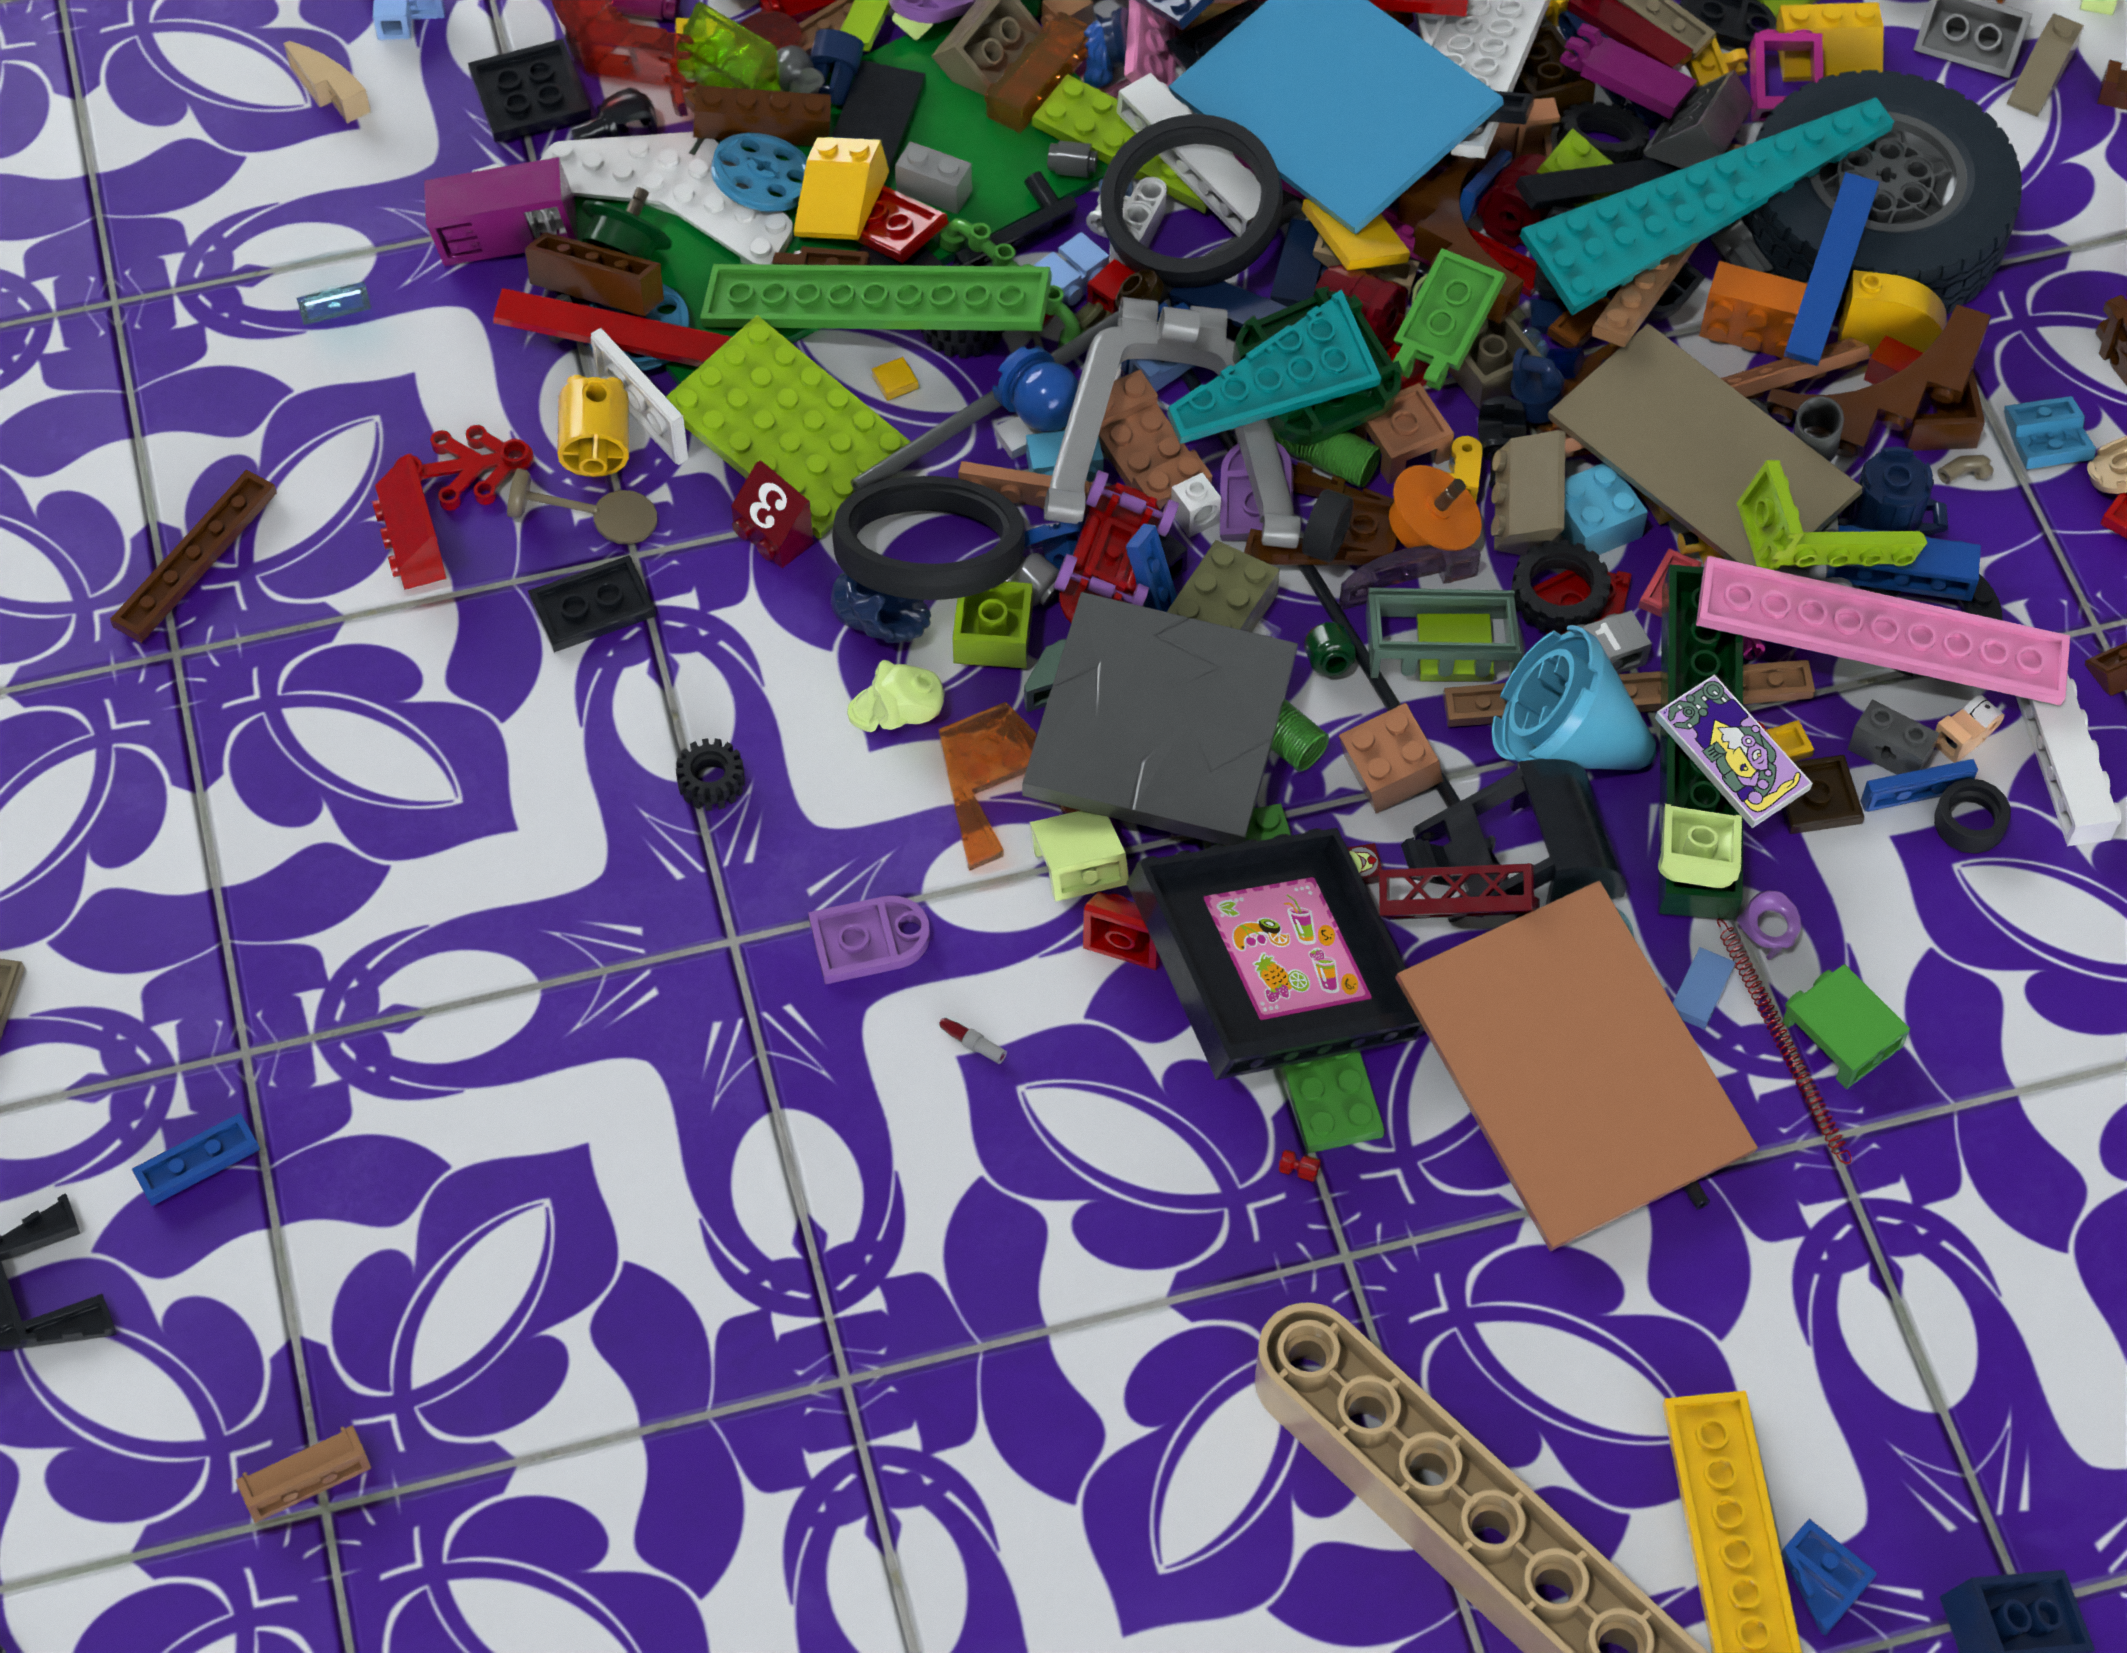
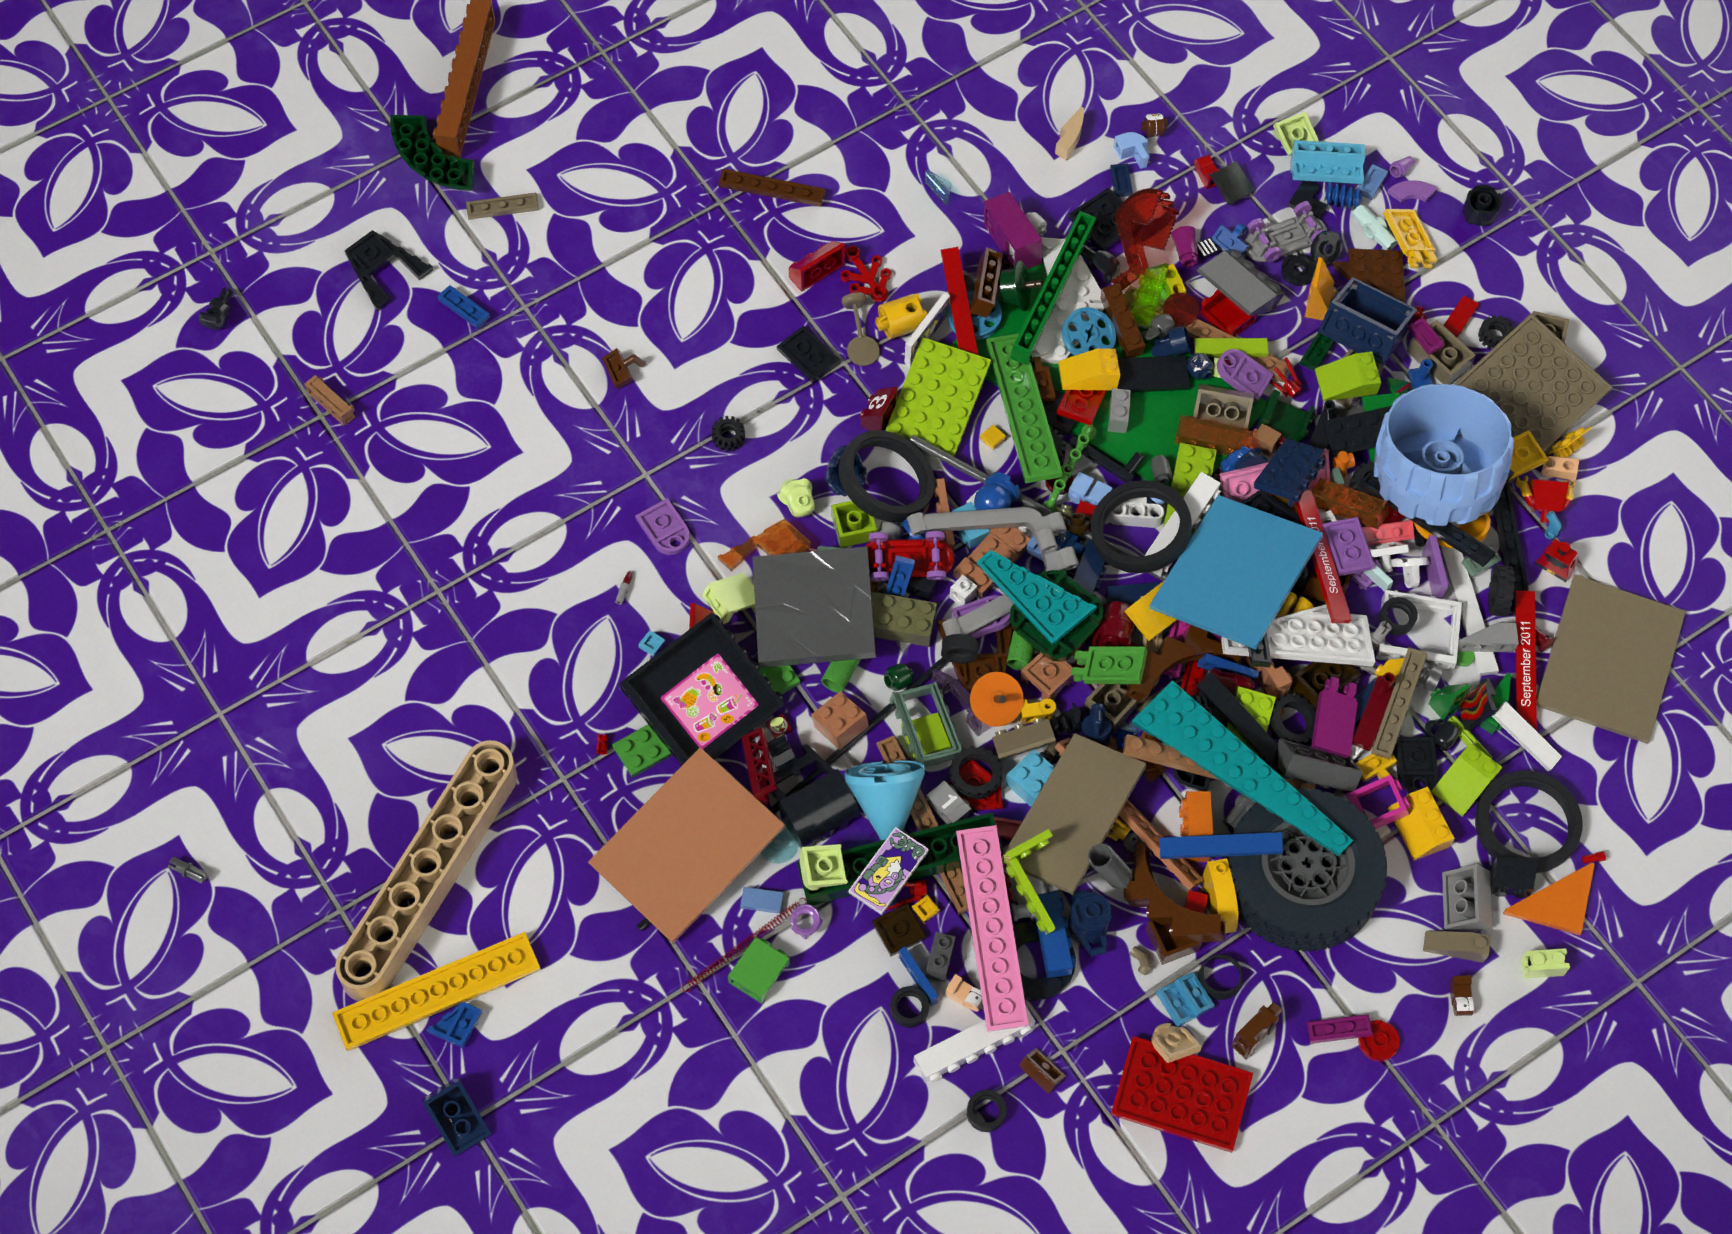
camera: 70 degrees right, 5 degrees up
(455, 46) = (1121, 180): none -> dark blue tile
(479, 916) = (618, 367): none -> reddish brown plate
(671, 186) = (1052, 288): none -> green brick
(896, 45) = (1200, 366): none -> dark blue head
(1115, 1022) = (652, 643): none -> medium azure plate
(2008, 395) = (1220, 995): none -> black tyre

